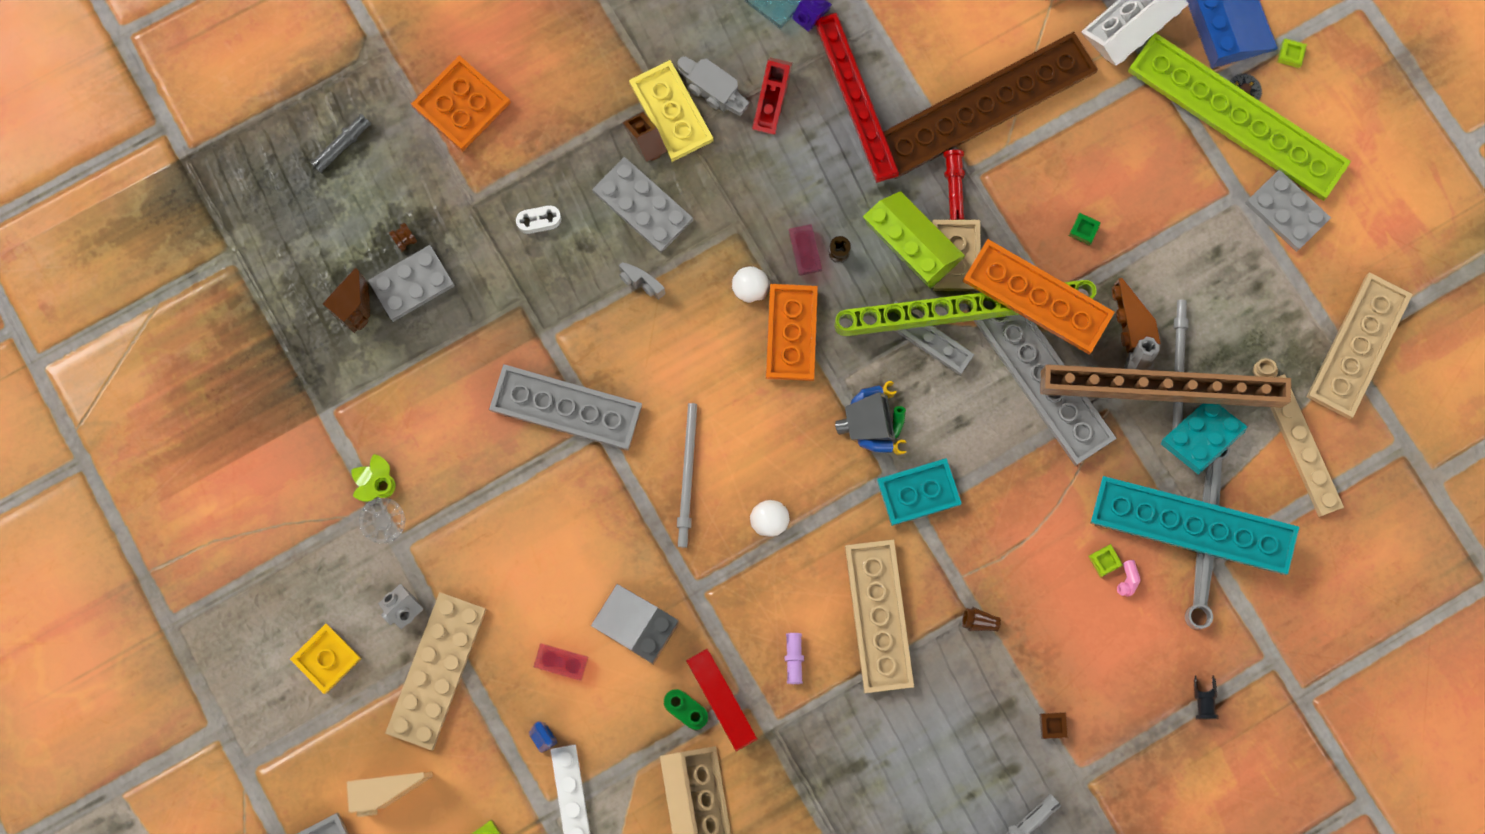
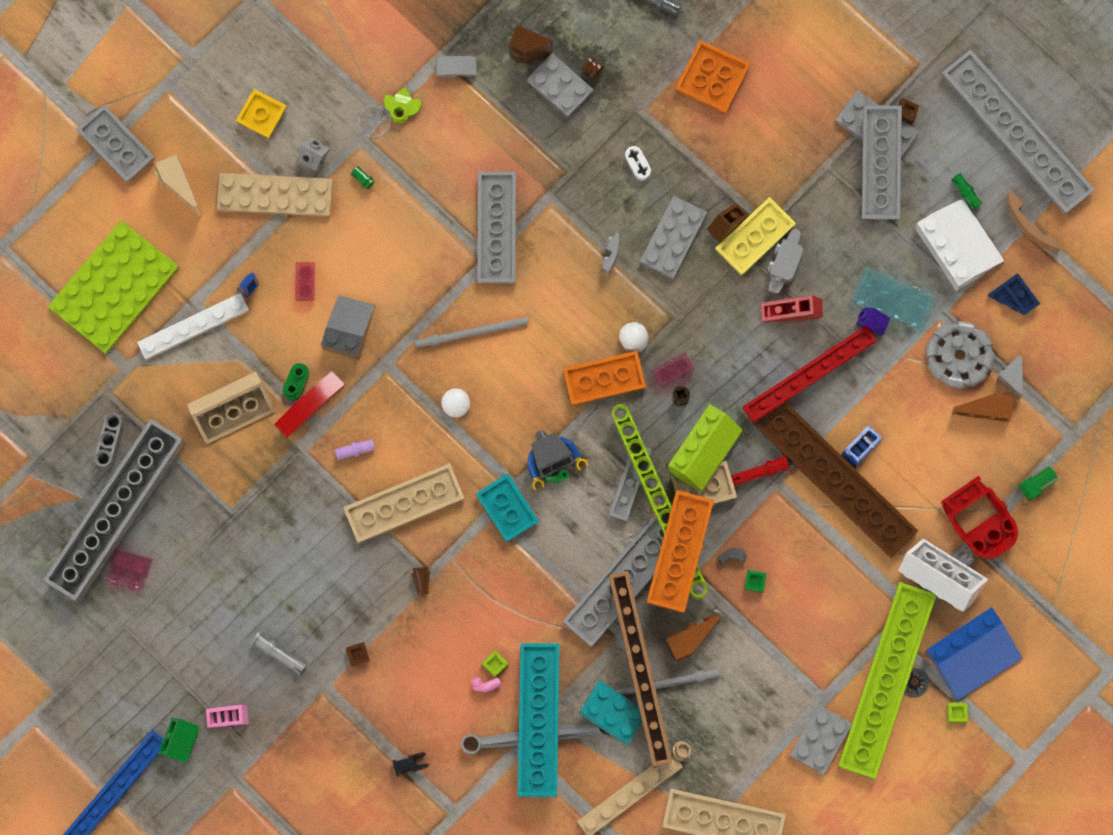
camera: 80 degrees right, 0 degrees up
(345, 400) = (455, 66): none -> light grey slope
(450, 553) = (366, 181): none -> green pin
(963, 78) = (854, 456): none -> blue slope
(1044, 244) = (735, 553): none -> dark grey arm
(1143, 355) = (659, 649): light grey piece -> none

